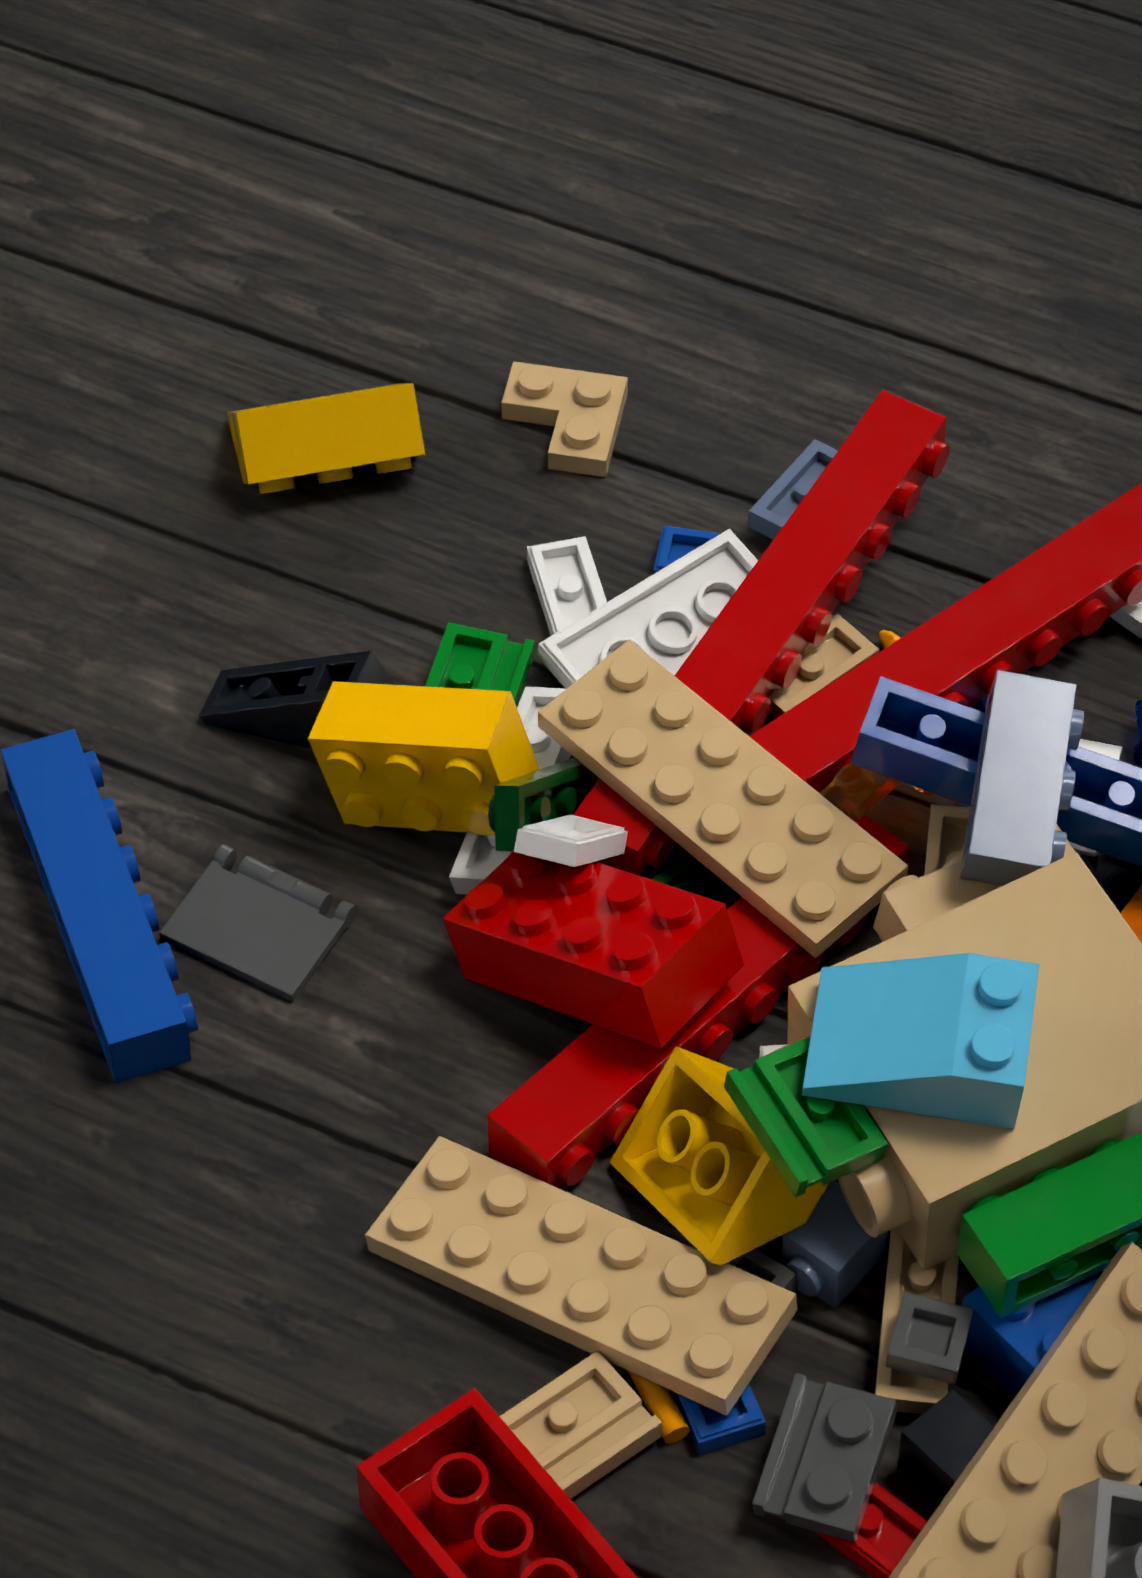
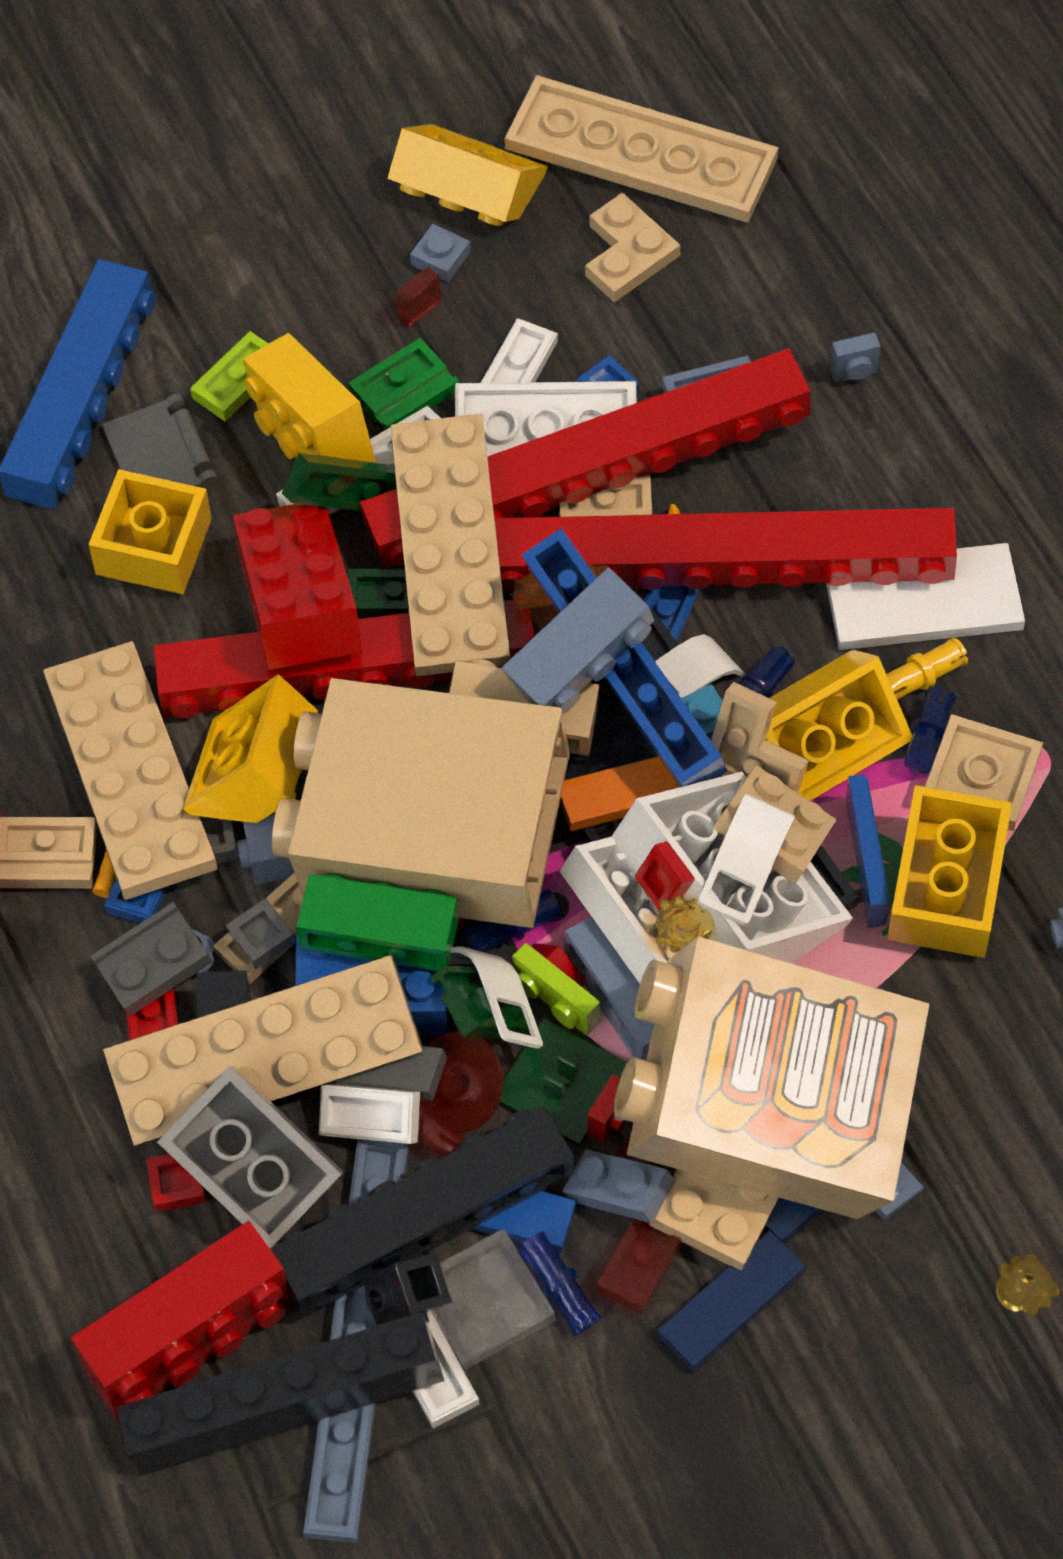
camera: 40 degrees right, 10 degrees up
(275, 785) = (223, 386): none -> lime plate
(285, 697) = (280, 314): black slope -> none
(354, 1000) = (150, 531): none -> yellow brick
(371, 532) = (441, 252): none -> sand blue plate
(400, 584) = (418, 296): none -> clear red tile
(487, 309) = (642, 148): none -> tan plate
(571, 840) = (330, 515): white tile -> none
(802, 1135) = (271, 758): green plate -> none
(925, 375) = (854, 357): none -> sand blue plate
(925, 1036) = (363, 759): medium azure slope -> none

